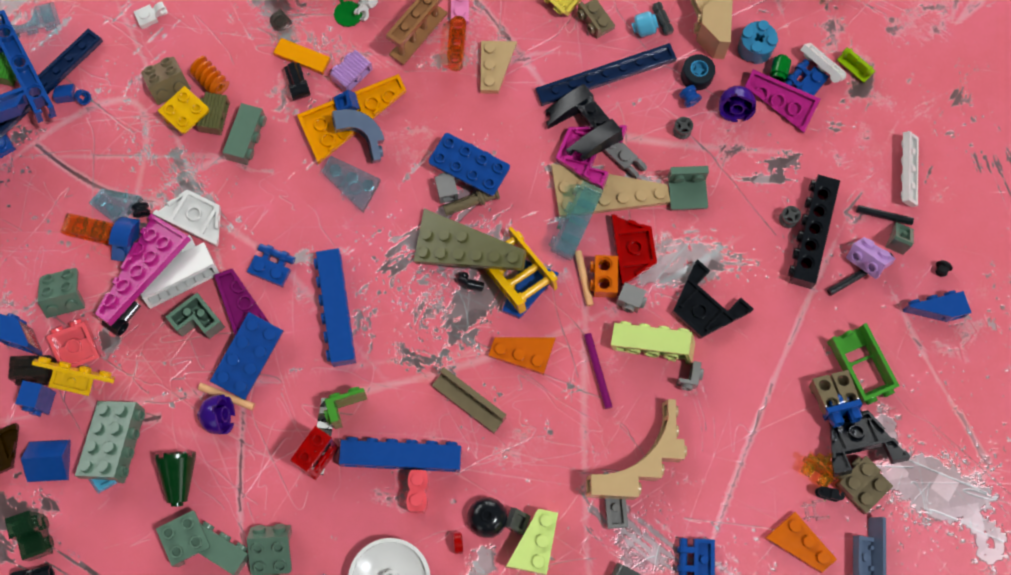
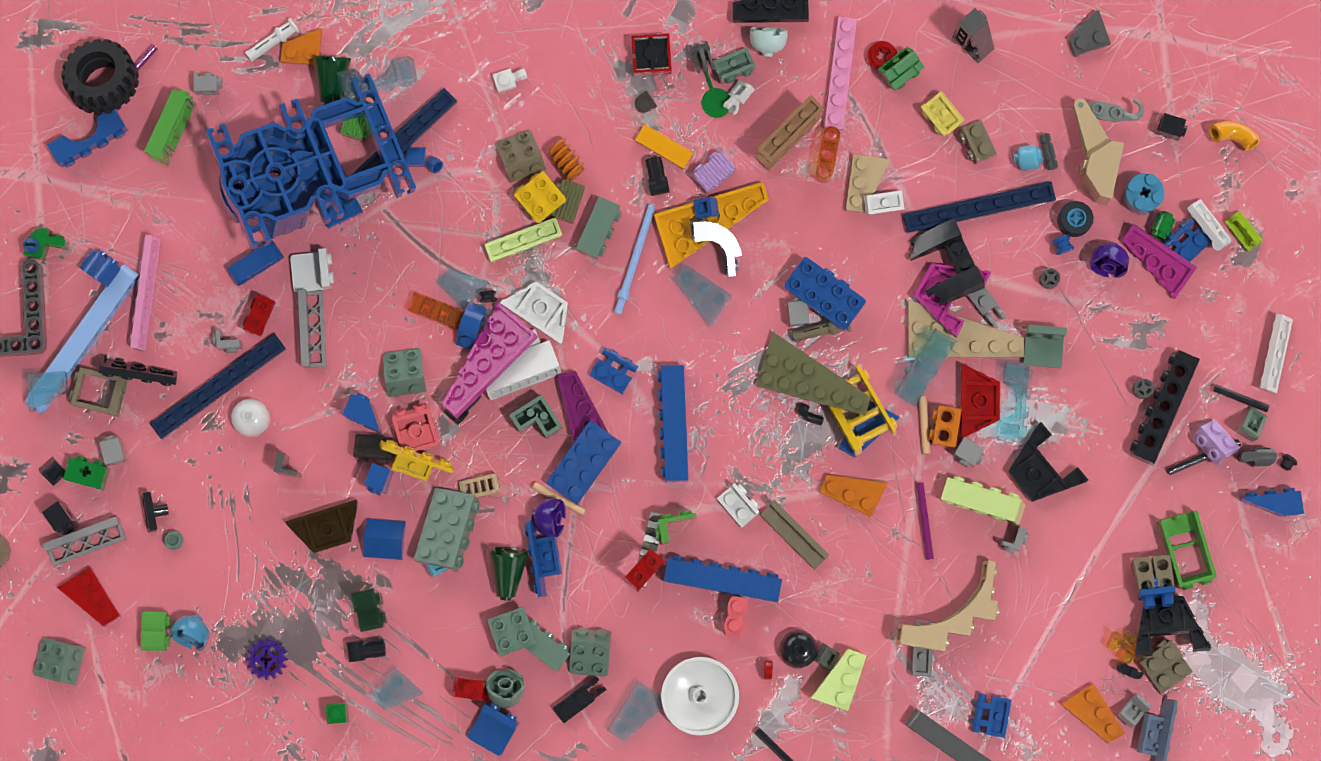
camera: 10 degrees right, 10 degrees up
(160, 393) = (493, 477): none -> tan slope
(172, 154) = (523, 240): none -> yellowish green plate
(214, 458) = (544, 557): none -> blue bracket
(274, 192) = (623, 294): none -> light blue bar
(409, 378) = (738, 504): none -> white bracket
(515, 78) = (884, 202): none -> white plate
(666, 221) = (1016, 377): none -> clear light blue arch
(842, 533) = (1134, 710): none -> light grey bracket
(913, 266) = (1258, 457): none -> dark grey arm

